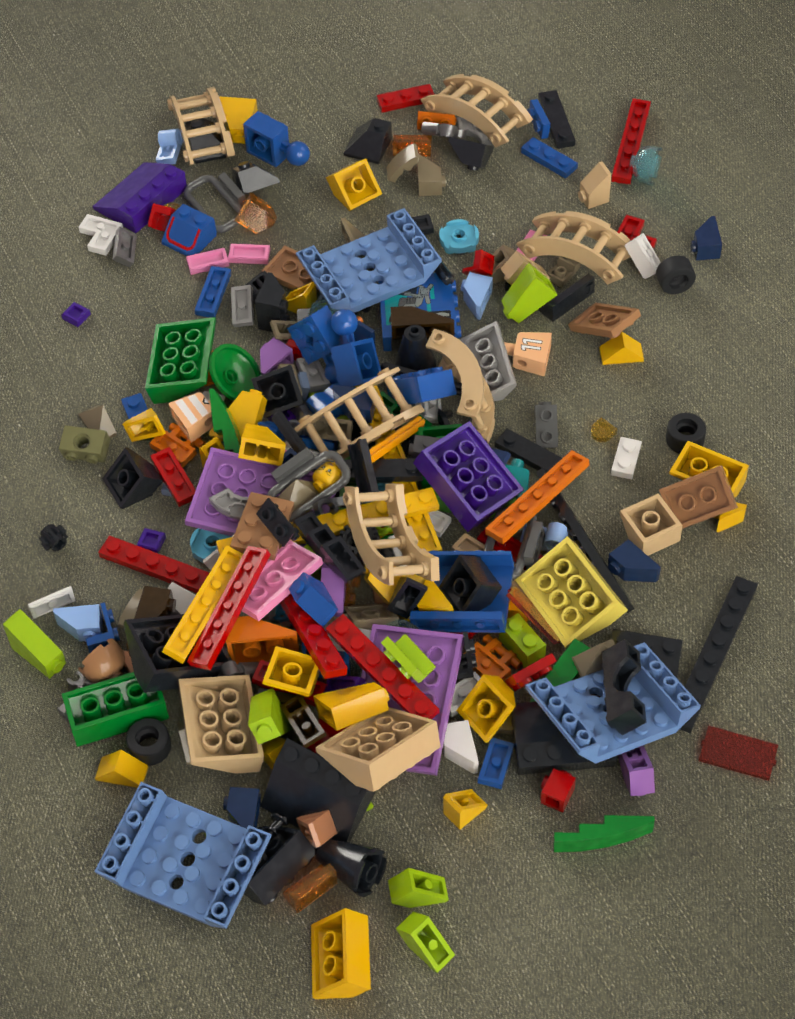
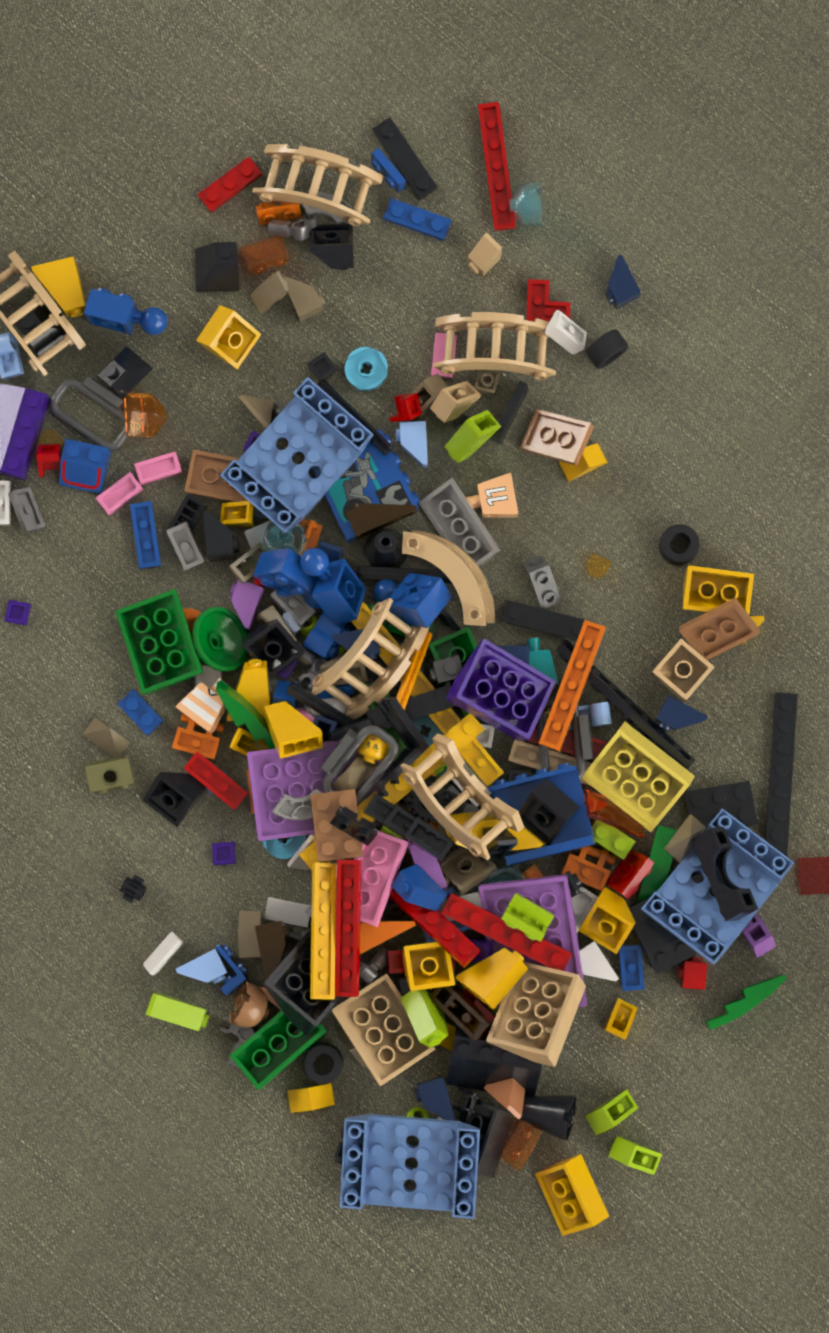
camera: 20 degrees left, 30 degrees up
(144, 426) = (160, 731): yellow slope -> none
(153, 564) = (247, 878): red plate -> none
(626, 458) = (631, 591): white plate -> none

